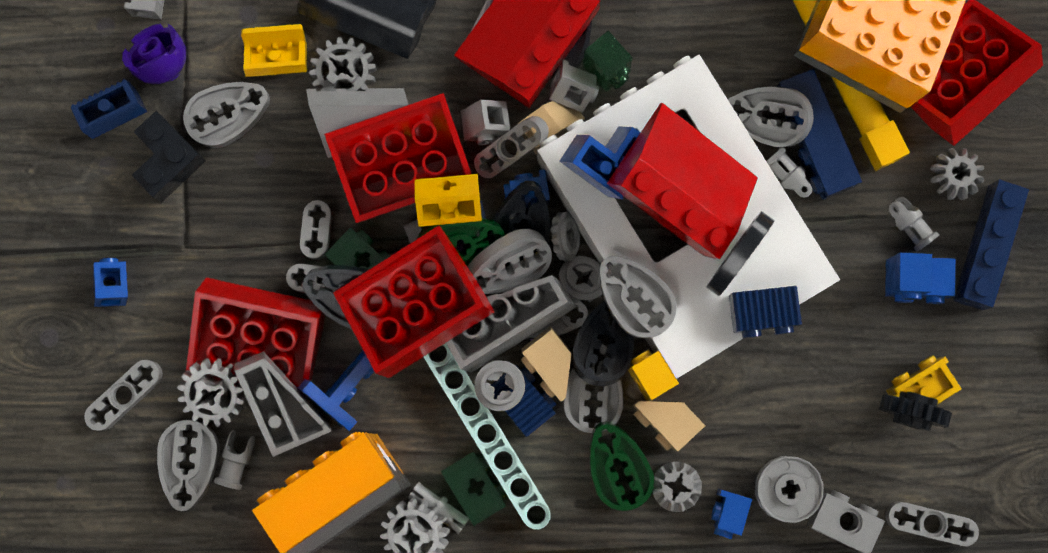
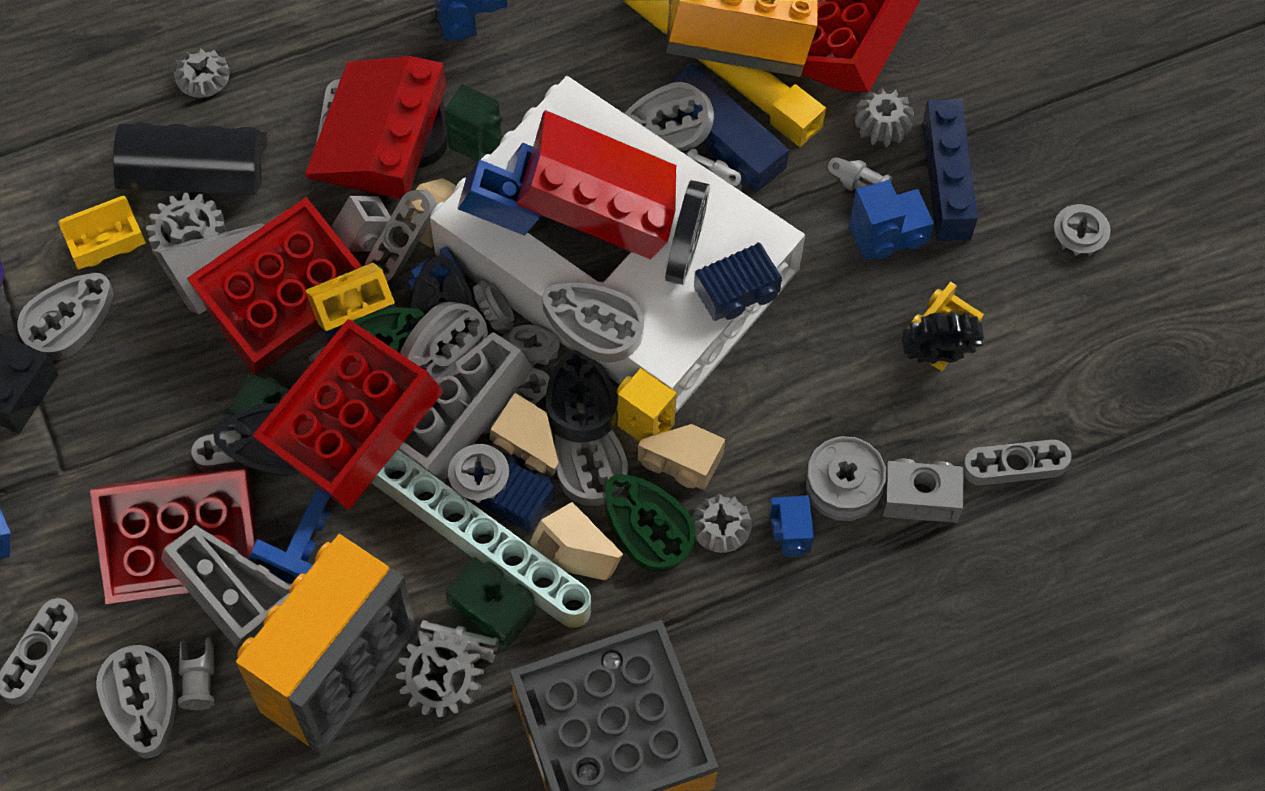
camera: 25 degrees left, 20 degrees down
(208, 379) = (130, 594): light grey gear -> none
(308, 229) = (203, 401): light grey beam -> none
(555, 466) = (576, 544): none -> tan slope
(573, 87) = (435, 171): light grey brick -> none

